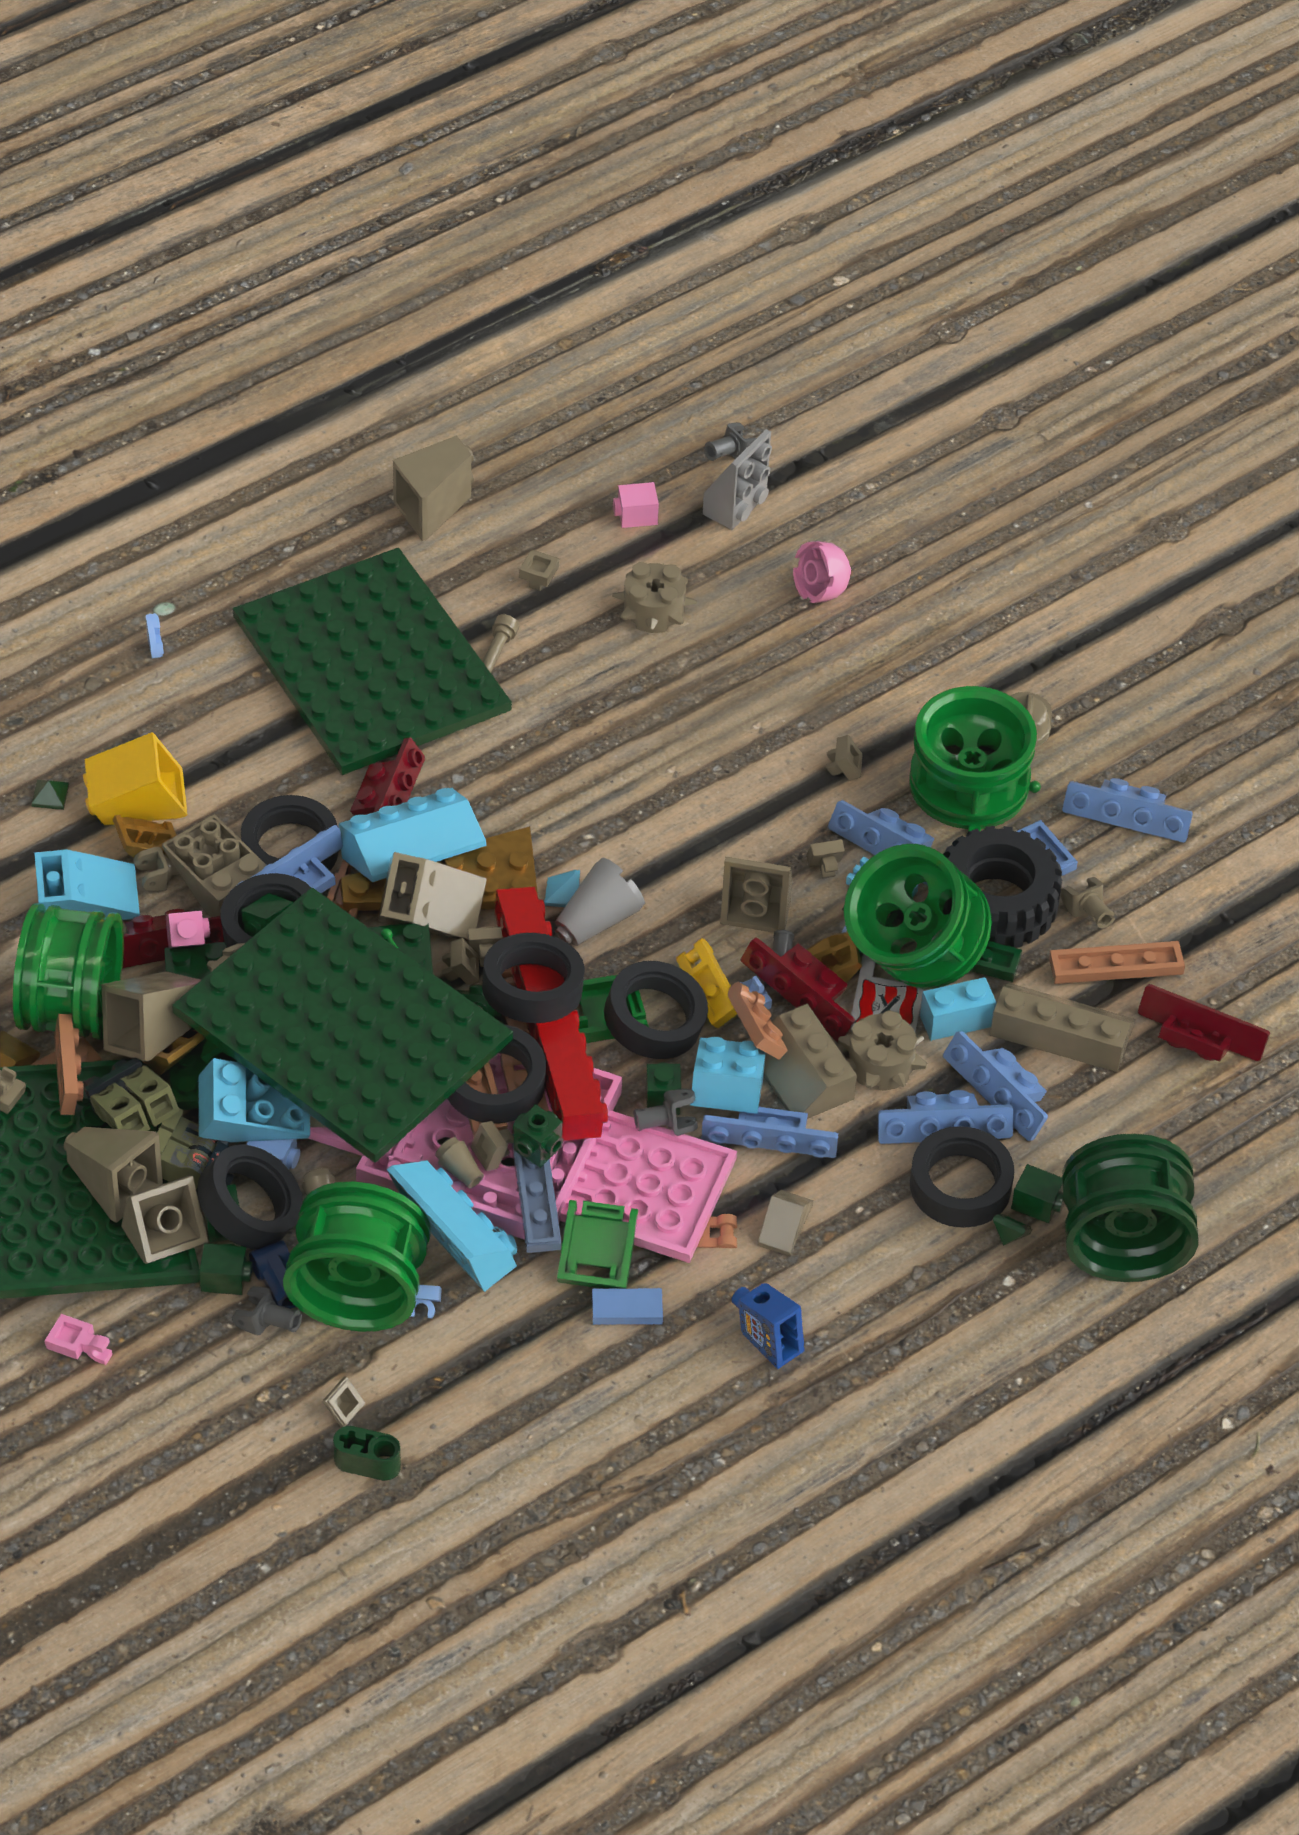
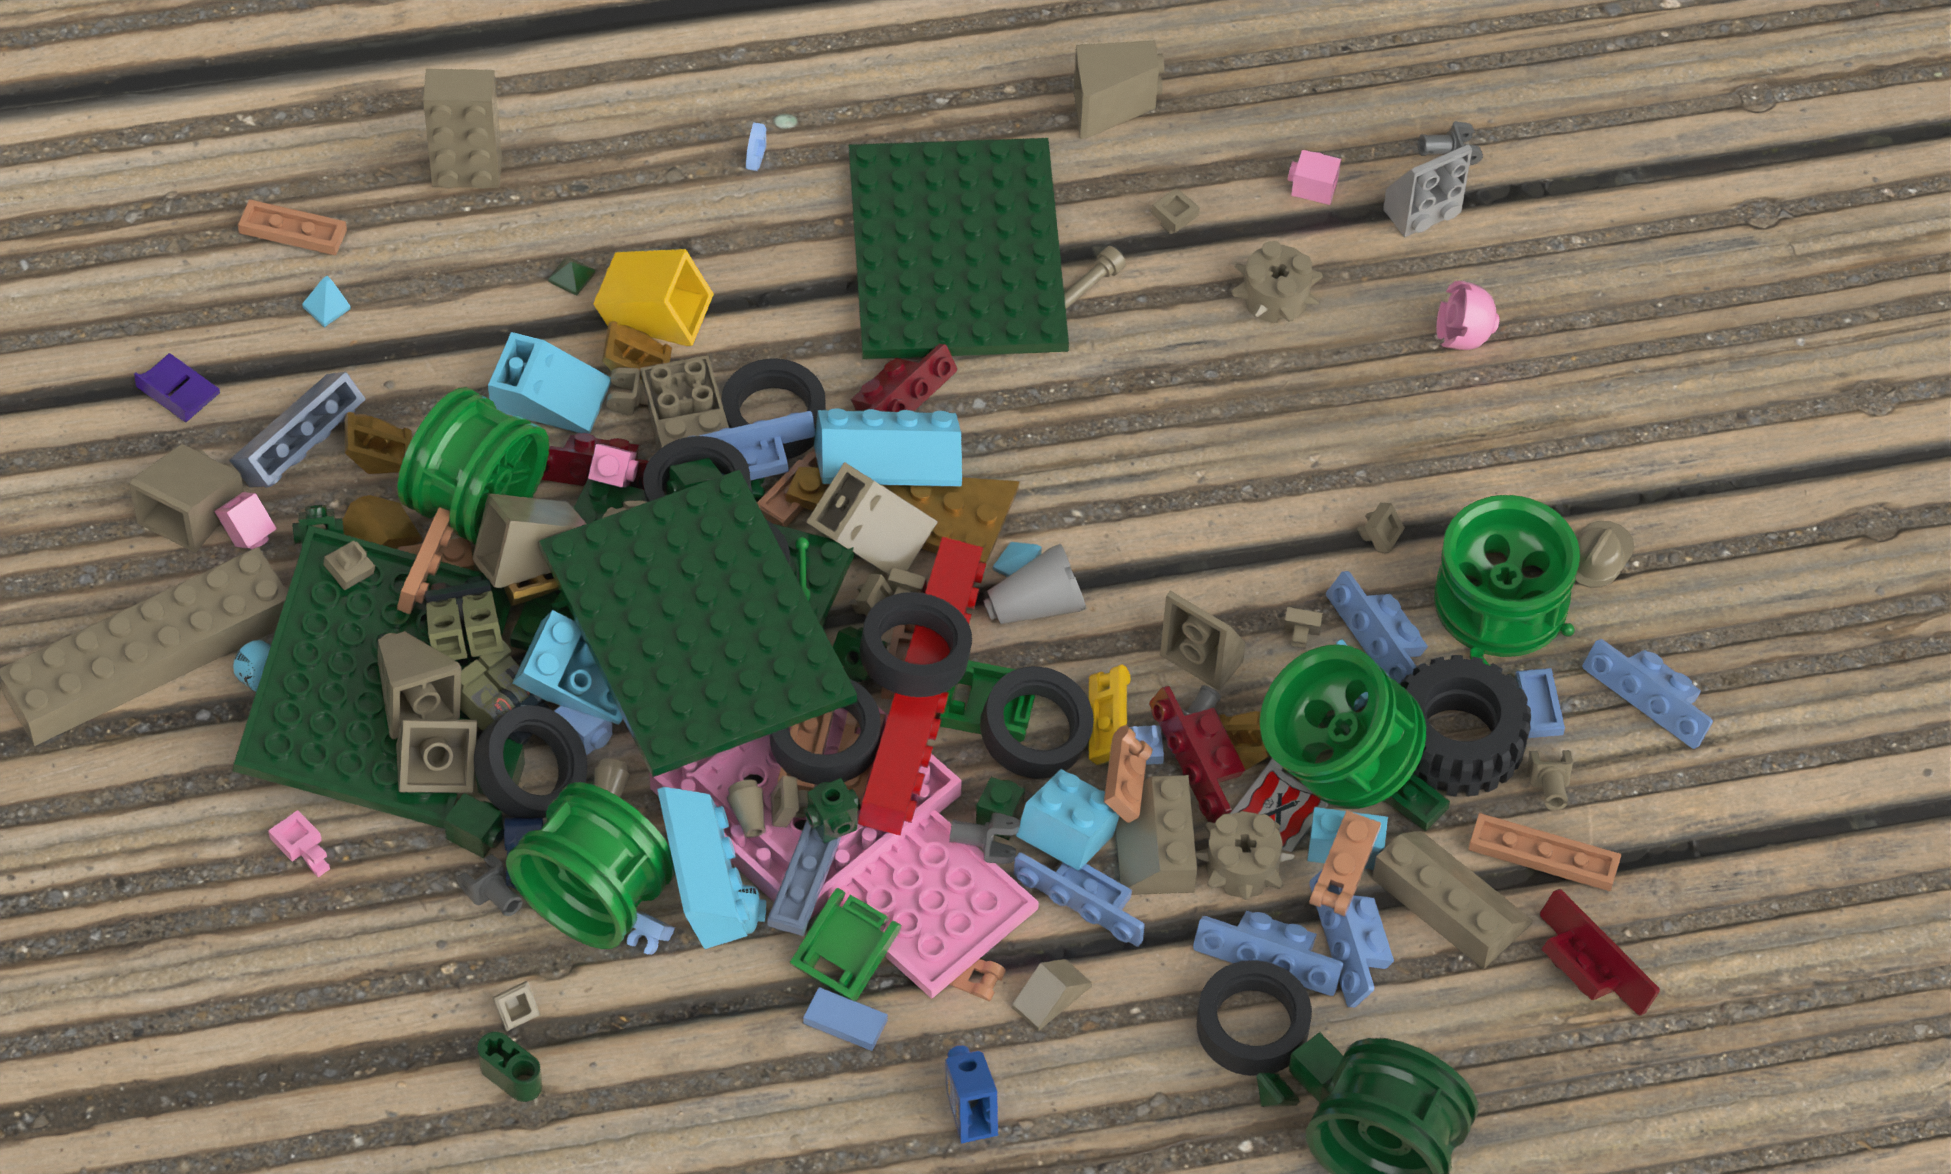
camera: 25 degrees right, 5 degrees up
(974, 1023) = (1346, 862): none -> nougat plate

